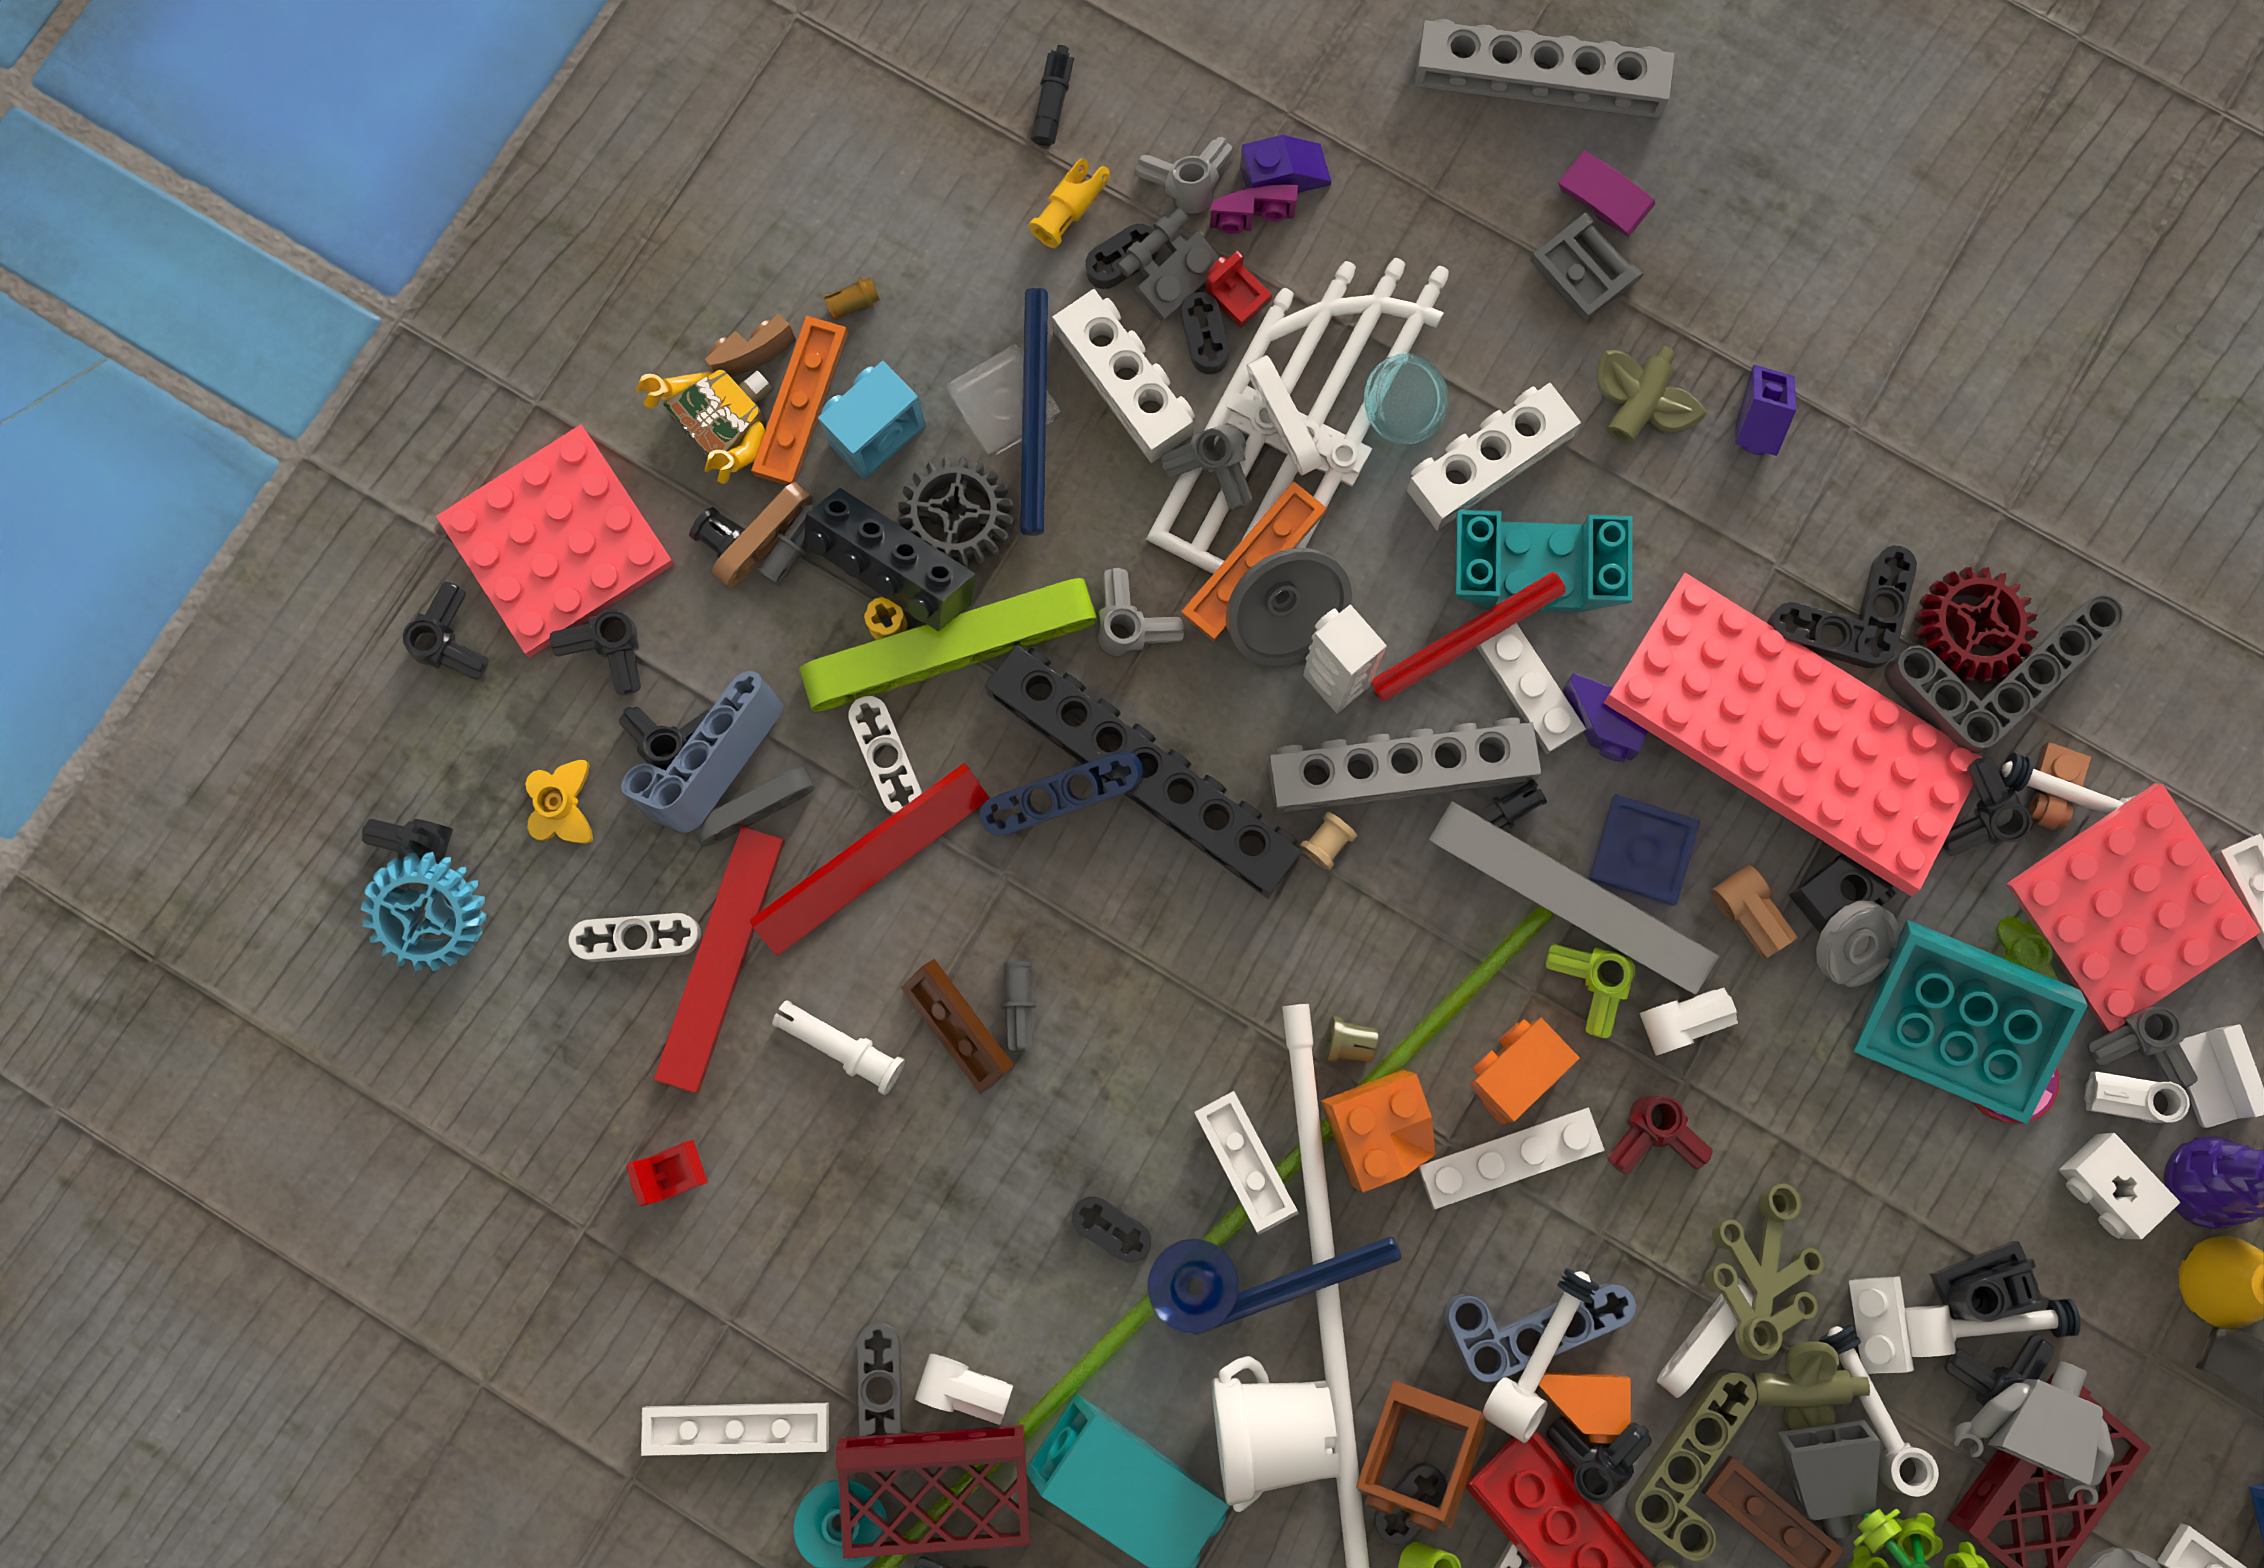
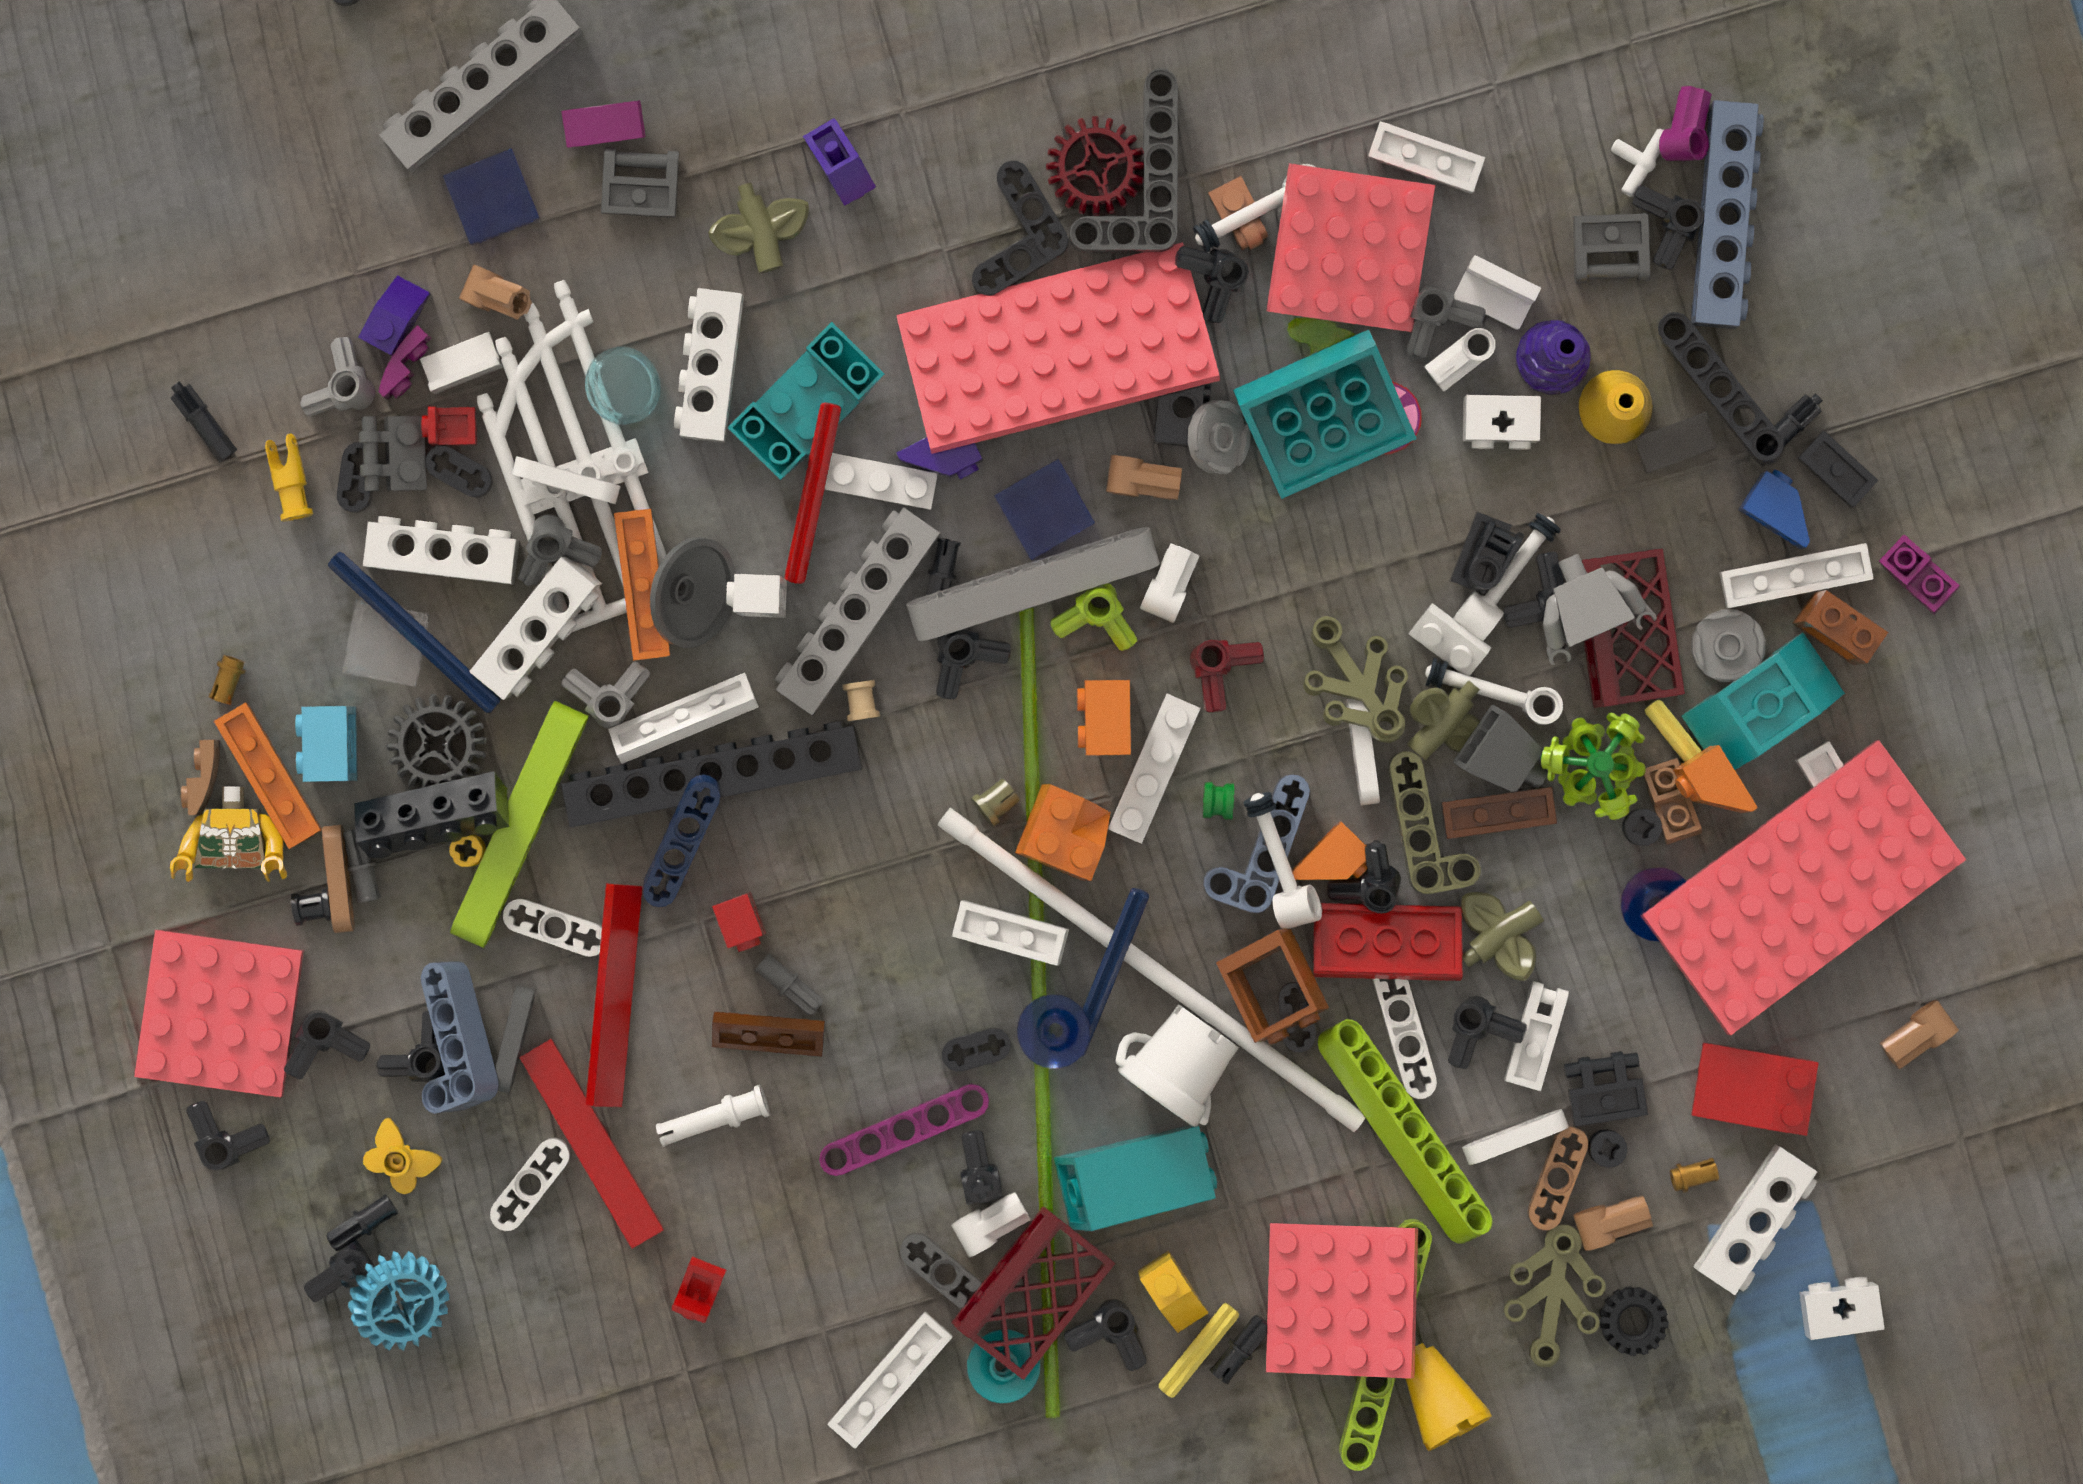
camera: 50 degrees left, 10 degrees up
(472, 821) = (362, 1223): none -> black axle
(956, 1229) = (890, 1143): none -> magenta beam
(997, 1340) = (979, 1179): none -> black axle
(1036, 907) = (740, 922): none -> red brick
(1112, 494) = (494, 667): none -> white brick
(1169, 701) = (683, 718): none -> white plate
(1296, 256) = (461, 363): none -> white panel
(1383, 226) = (491, 292): none -> medium nougat piece
(1457, 161) = (491, 197): none -> clear blue plate
(1465, 899) = (954, 662): none -> black axle
(1538, 1244) = (1218, 800): none -> green wheel

